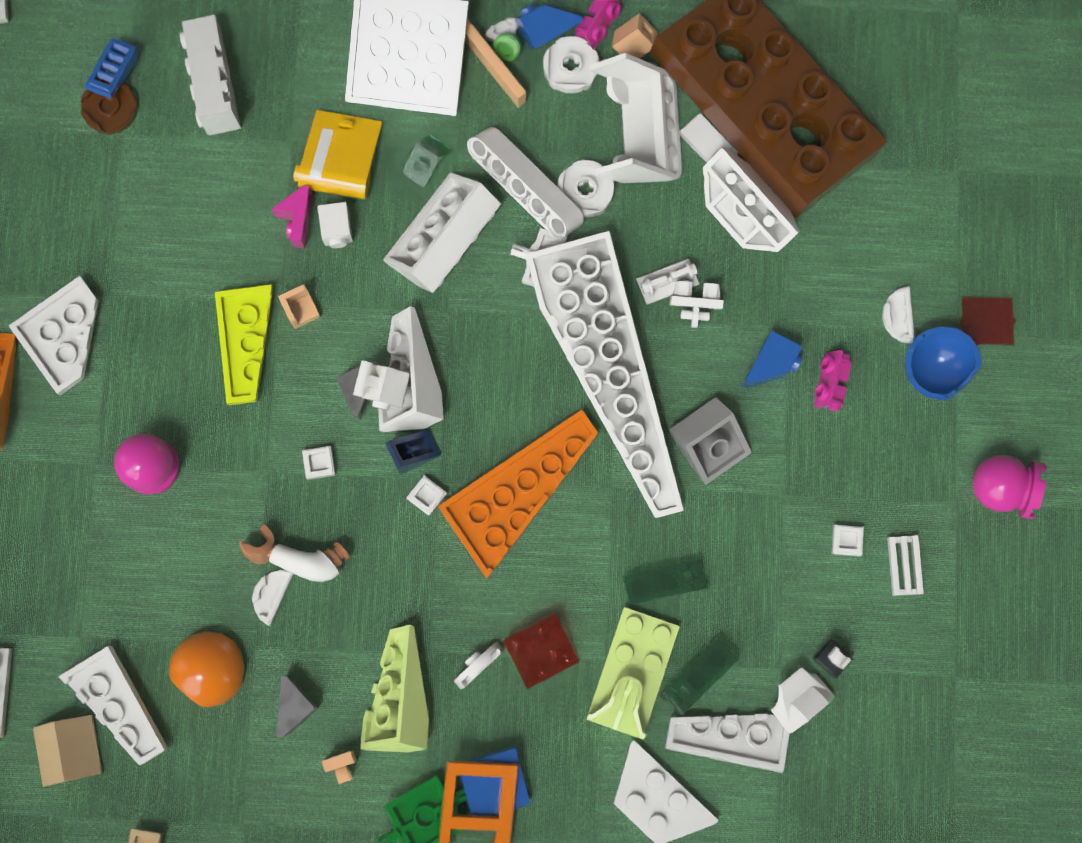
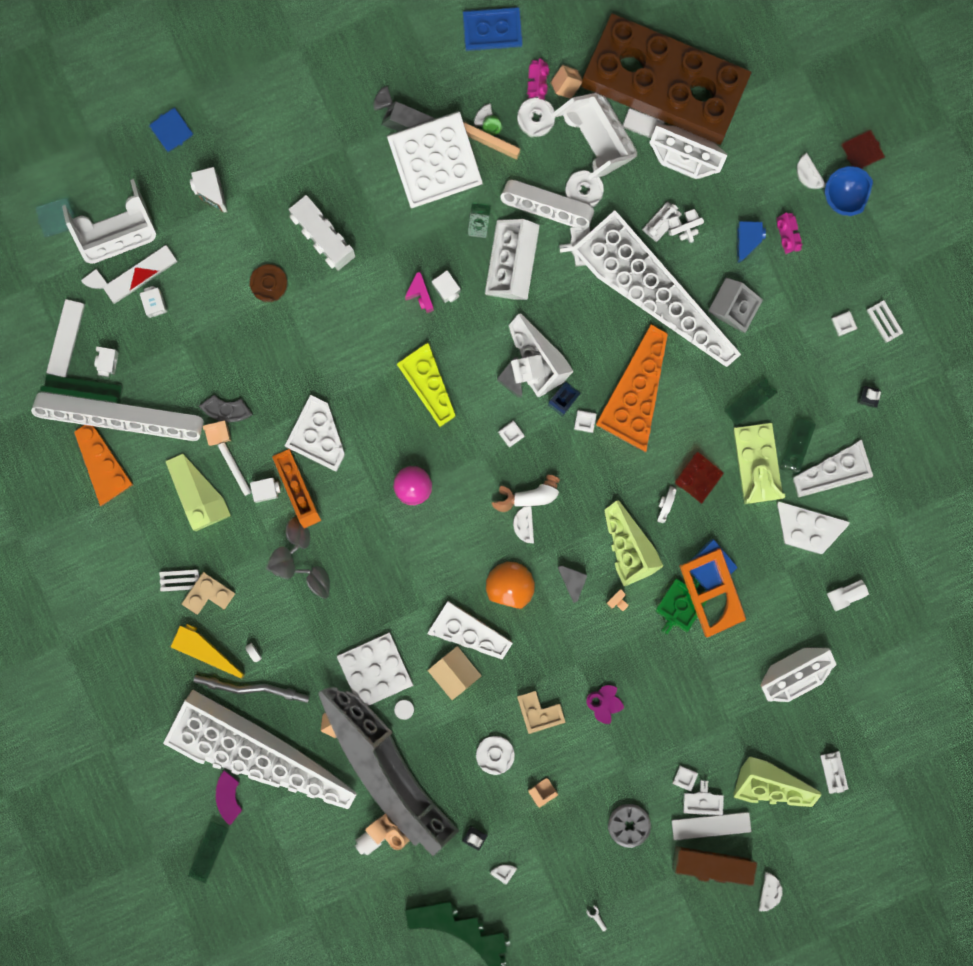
camera: 25 degrees left, 5 degrees up
(117, 52) = (260, 247): blue slope -> none
(299, 306) = (451, 347): light nougat panel -> none
(339, 155) = (425, 242): yellow door -> none
(544, 23) = (507, 101): blue slope -> none
(801, 699) = (863, 429): white slope -> none
(1007, 484) = (921, 244): dark pink tile -> none

